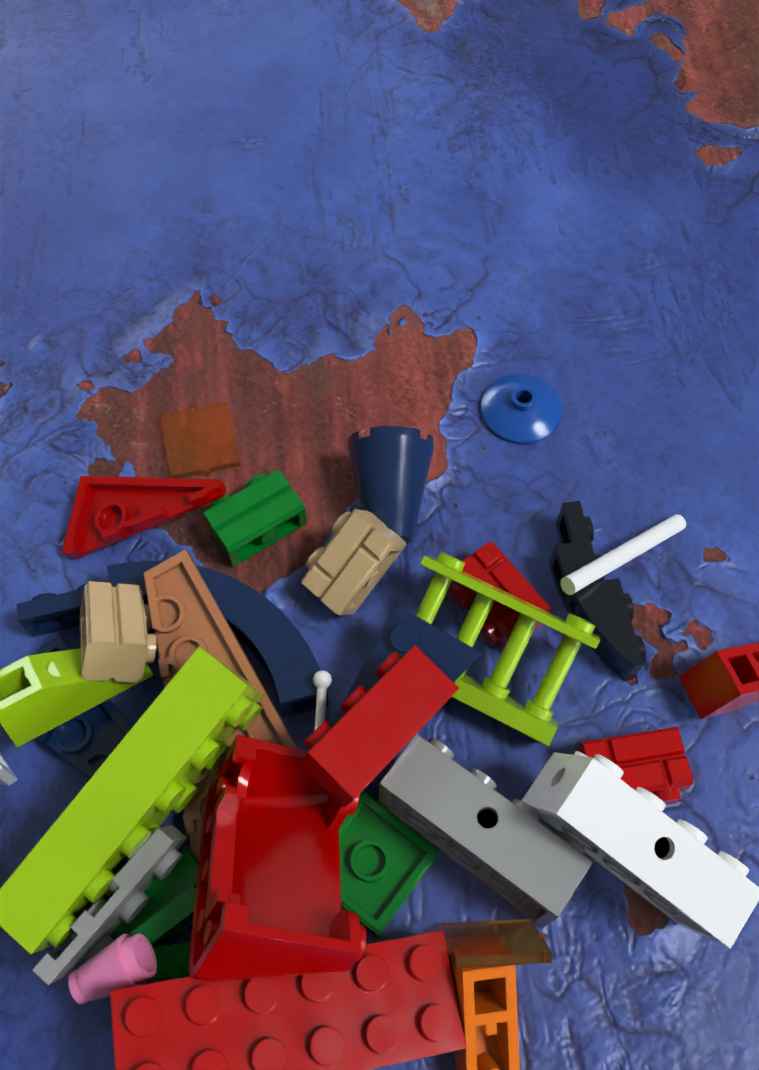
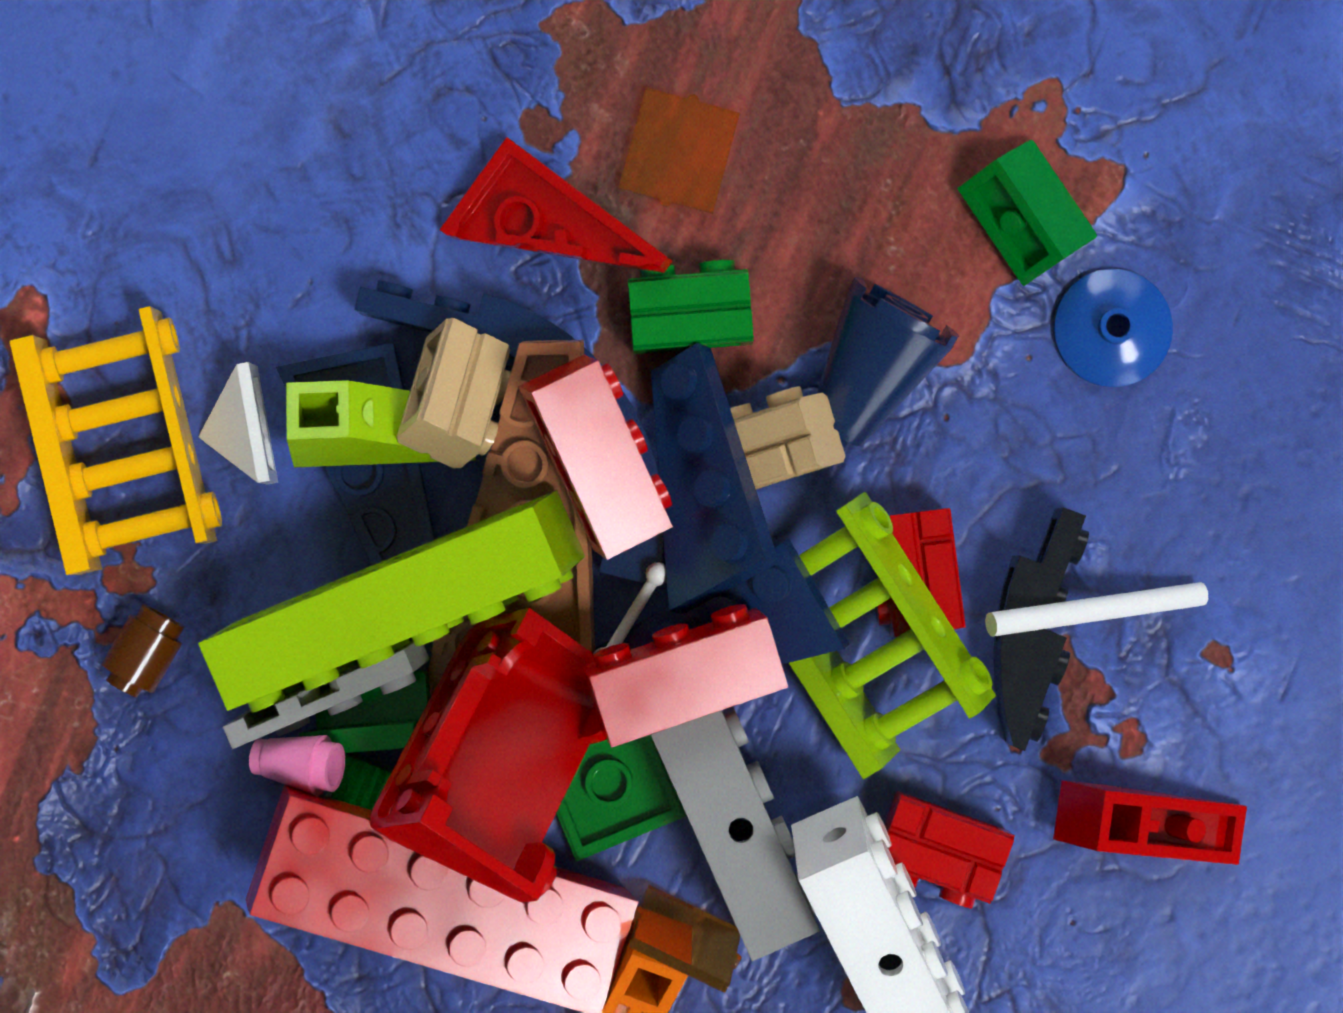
camera: 30 degrees right, 25 degrees up
(233, 610) = (598, 455): none -> brick
(327, 607) = (715, 508): none -> dark blue wing
(428, 371) = (1027, 211): none -> green panel

